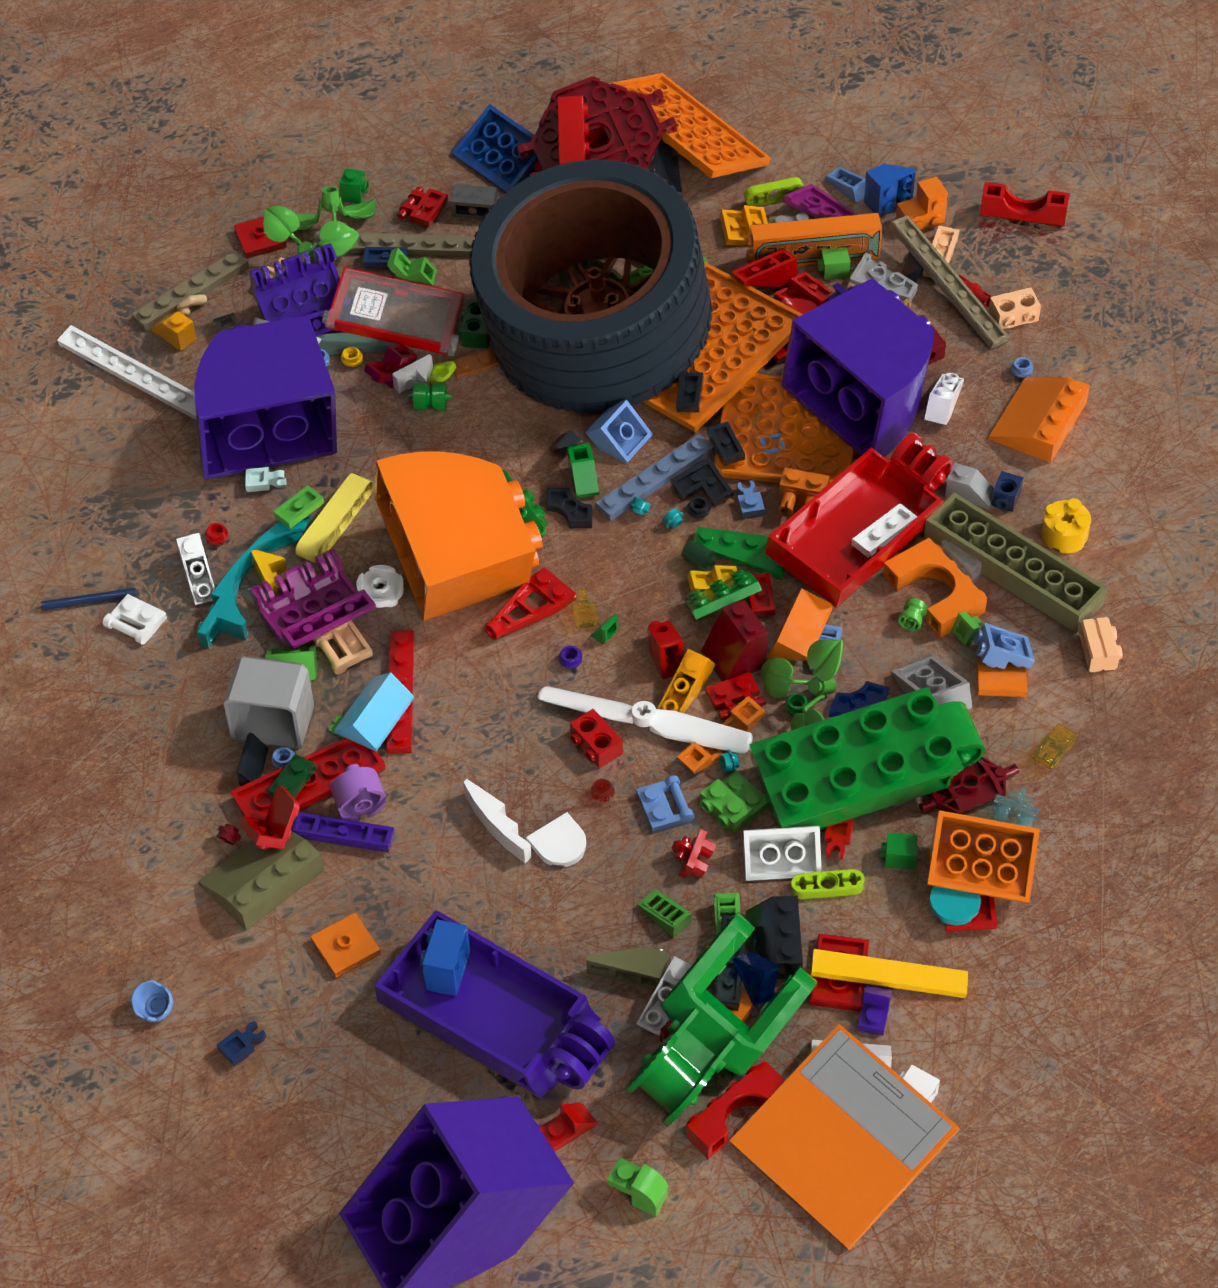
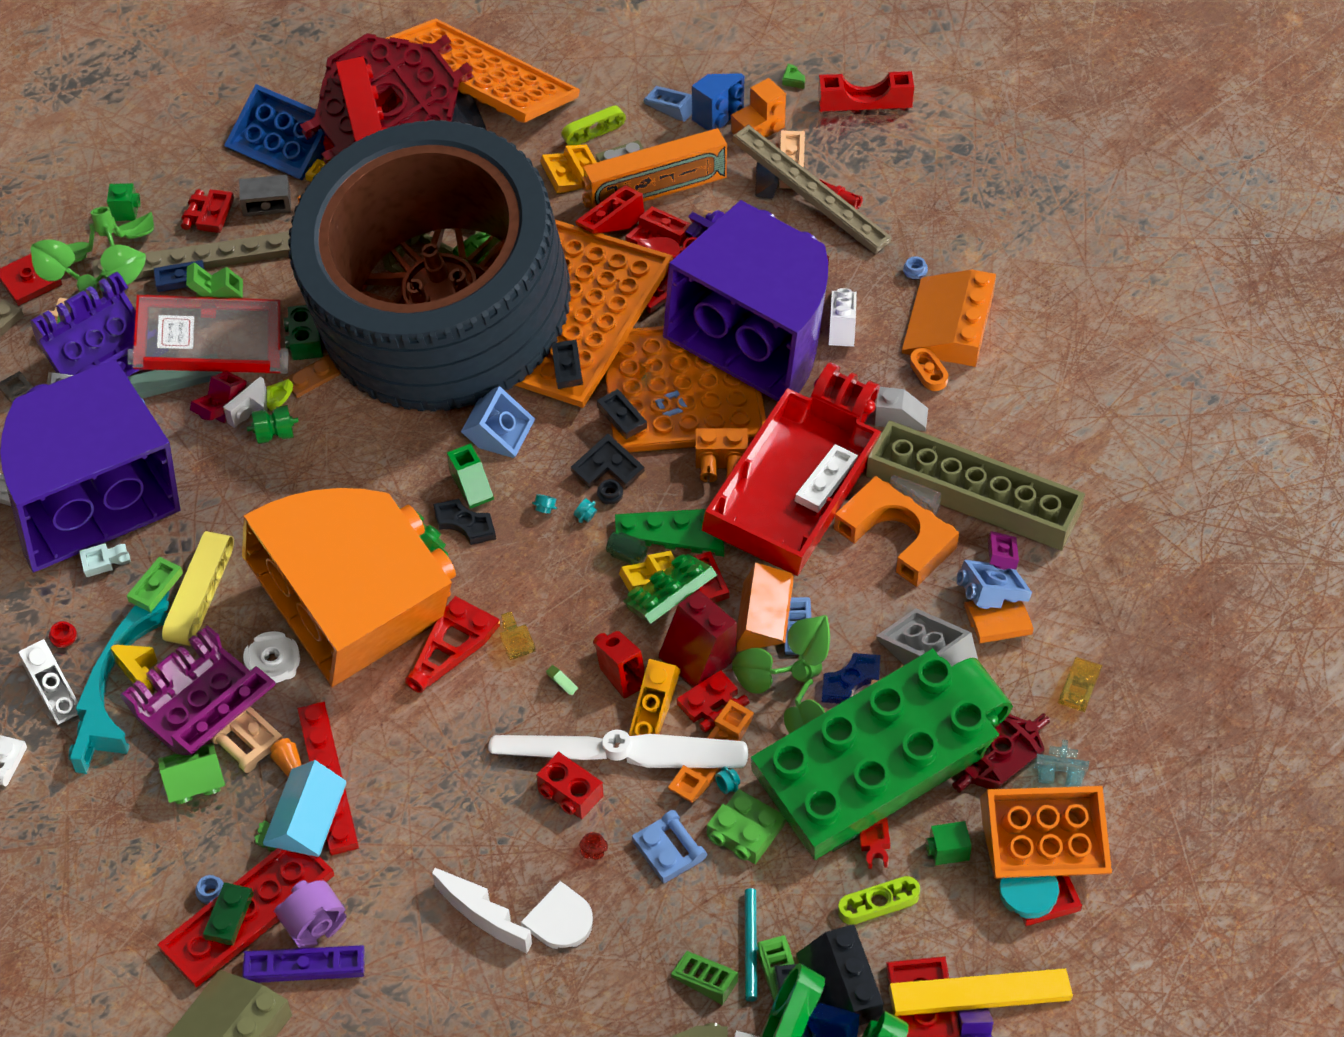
camera: 15 degrees left, 0 degrees up
(228, 834) = (167, 997): dark red plate -> none
(251, 760) = (173, 900): black slope -> none
(270, 701) = (178, 827): light grey plate -> none
(277, 826) = (225, 974): red bracket -> none
(351, 357) = (170, 396): yellow plate -> none
(370, 665) = (285, 755): none -> orange cone
(566, 439) = (441, 445): black slope -> none
(570, 652) = (511, 689): dark purple plate -> none
(606, 629) = (545, 653): green slope -> none
(614, 653) = (561, 679): none -> tile
(654, 477) = (550, 467): sand blue plate -> none
(698, 846) = (714, 897): red hips -> none
(709, 896) = (750, 945): none -> teal bar
(749, 501) = (663, 474): medium blue plate -> none
(781, 852) = (818, 876): white slope -> none
(795, 700) = (780, 691): green plate -> none
(816, 203) = (644, 130): magenta wing -> none
(834, 263) = (681, 191): bright green brick -> none
(889, 280) = (725, 195): light grey wing -> none
(912, 615) = (881, 566): bright green wheel -> none
(965, 180) = (793, 77): none -> bright green tile
(966, 627) = (944, 570): bright green tile -> none
(1007, 491) = (941, 407): dark blue brick -> none
(1009, 460) = (932, 373): none -> orange plate
(1015, 308) = (889, 204): light nougat brick -> none
(1021, 622) = (1003, 550): none -> magenta plate
(1066, 525) = (1016, 433): yellow brick -> none
(1099, 644) = (1092, 558): light nougat brick -> none

